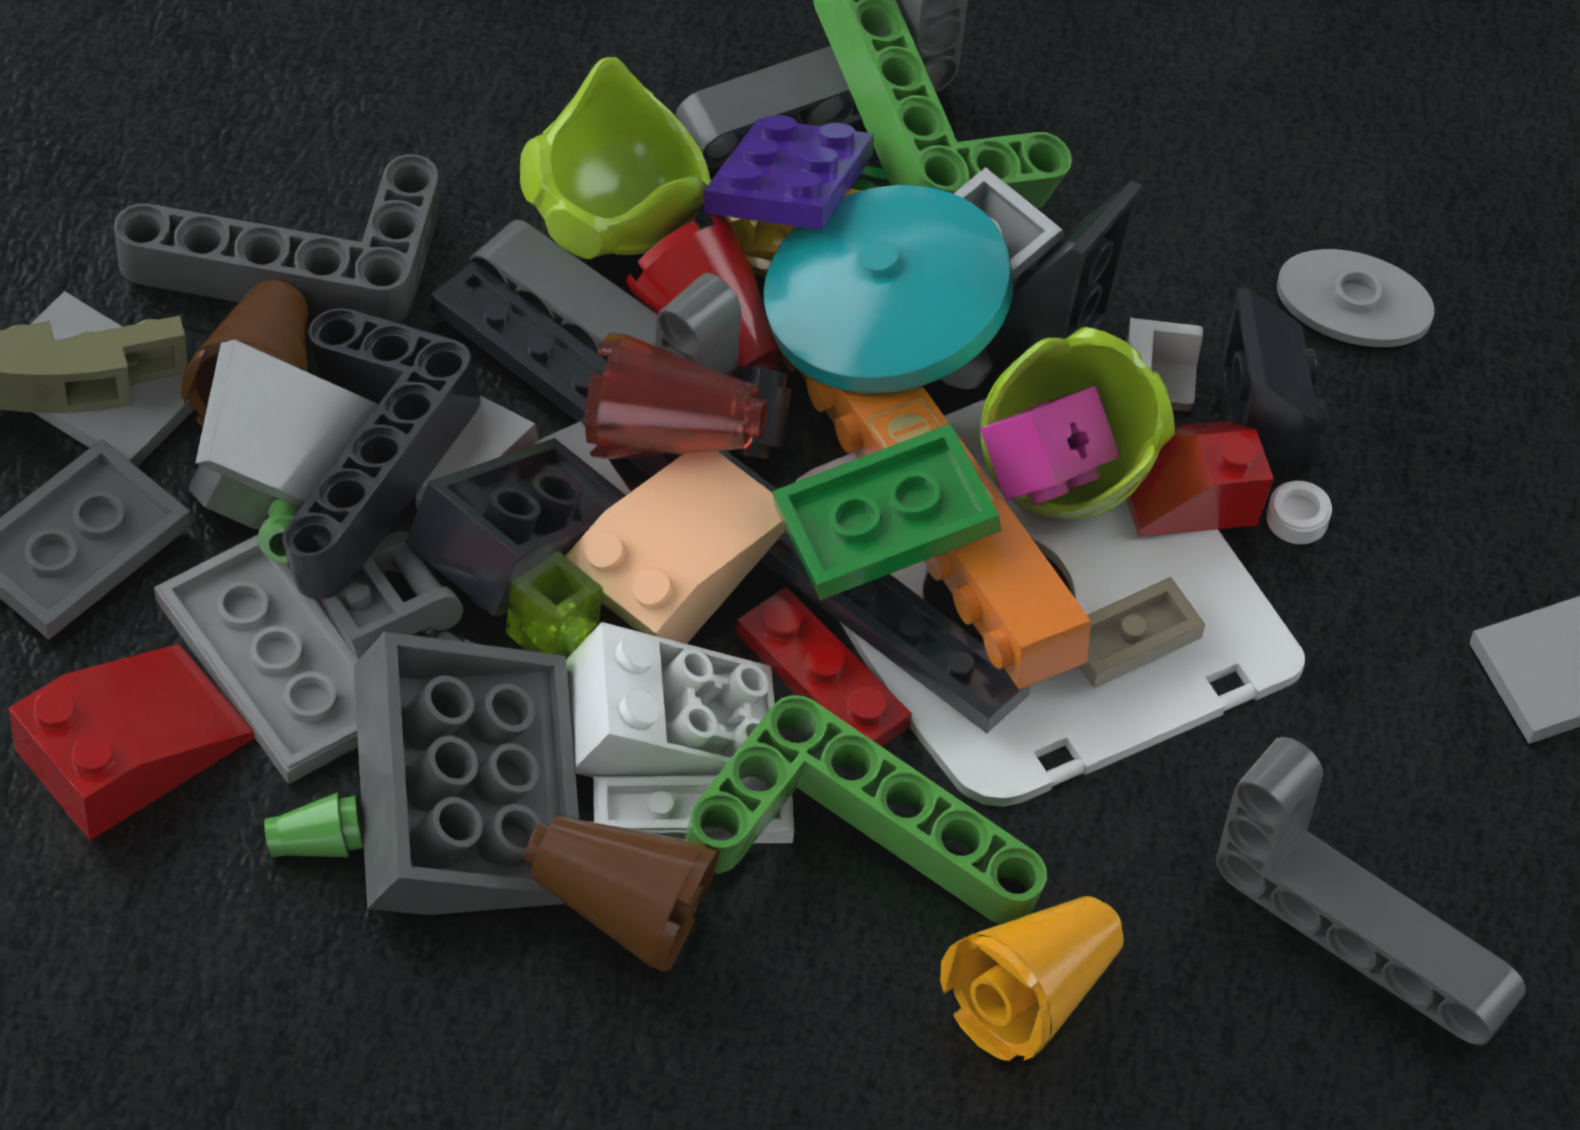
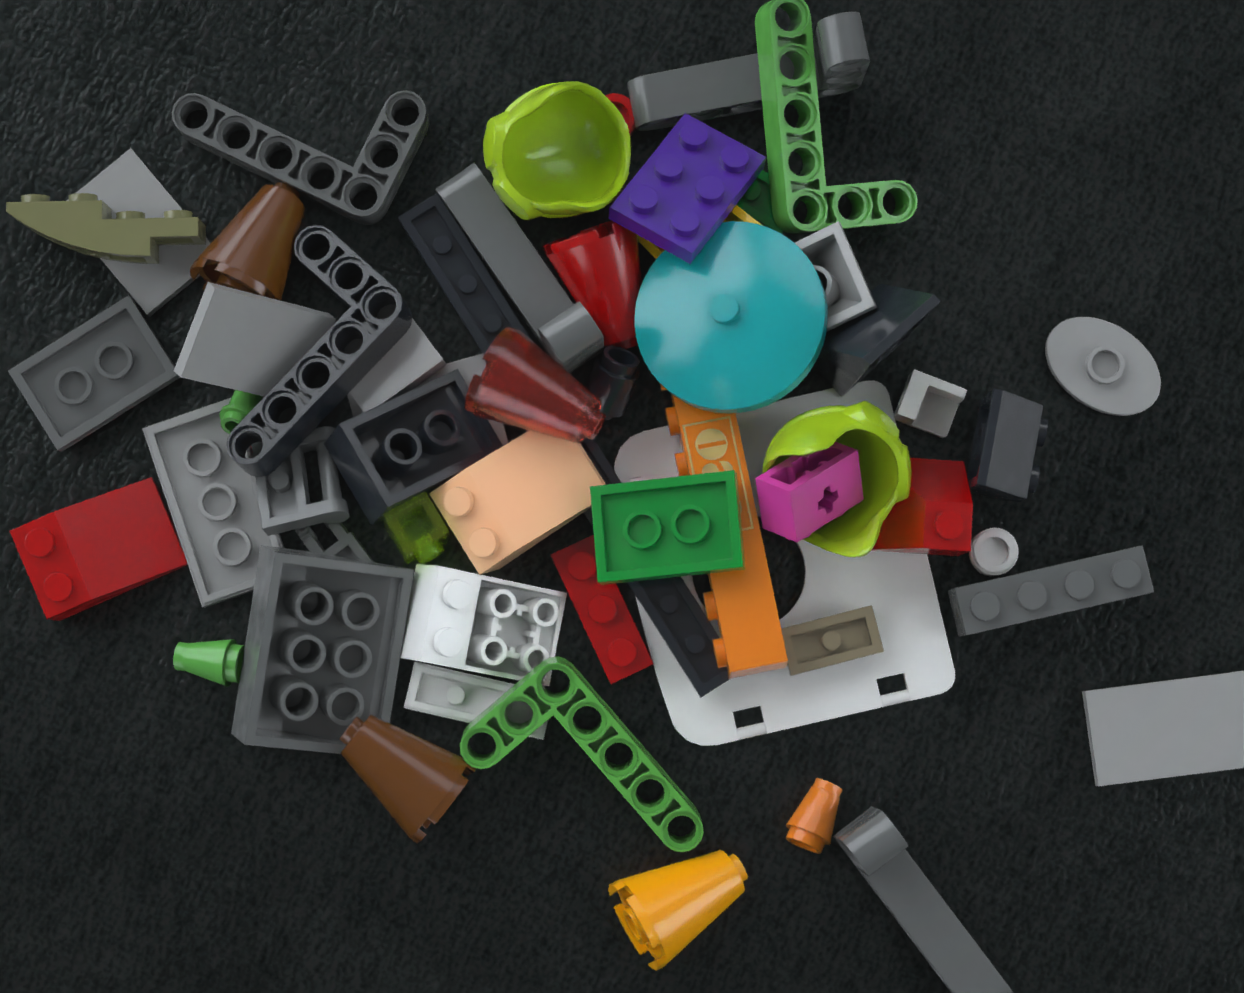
camera: 20 degrees right, 30 degrees up
(1184, 845) = (815, 817): none -> orange cone
(1385, 527) = (1050, 591): none -> dark grey brick

